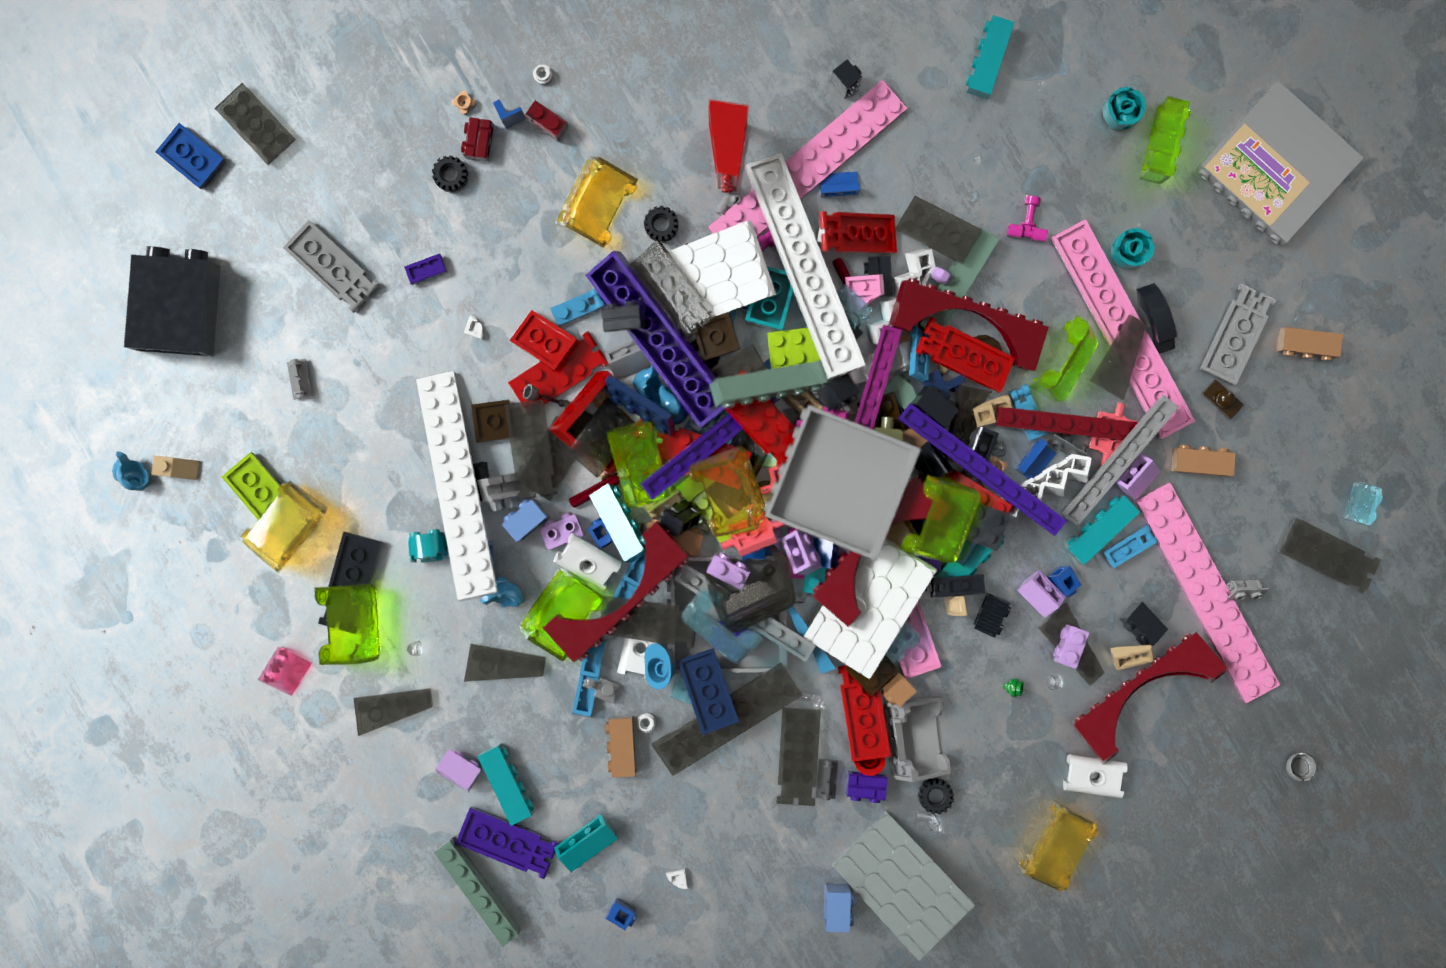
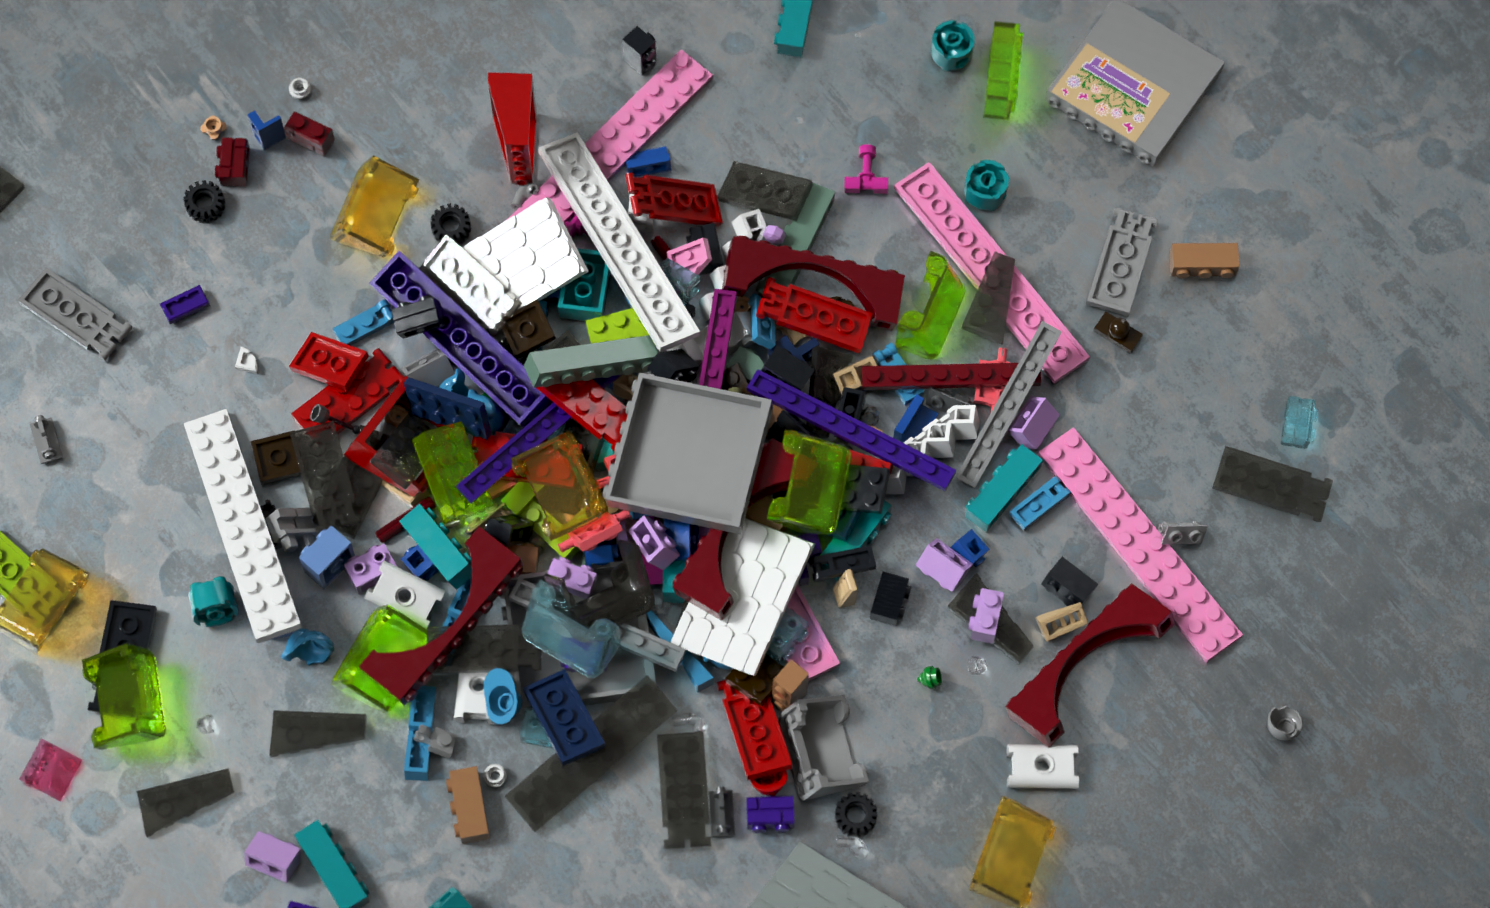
camera: 10 degrees left, 20 degrees down
(1159, 316) = (1026, 246): black arch -> none
(1203, 461) = (1107, 399): medium nougat brick -> none

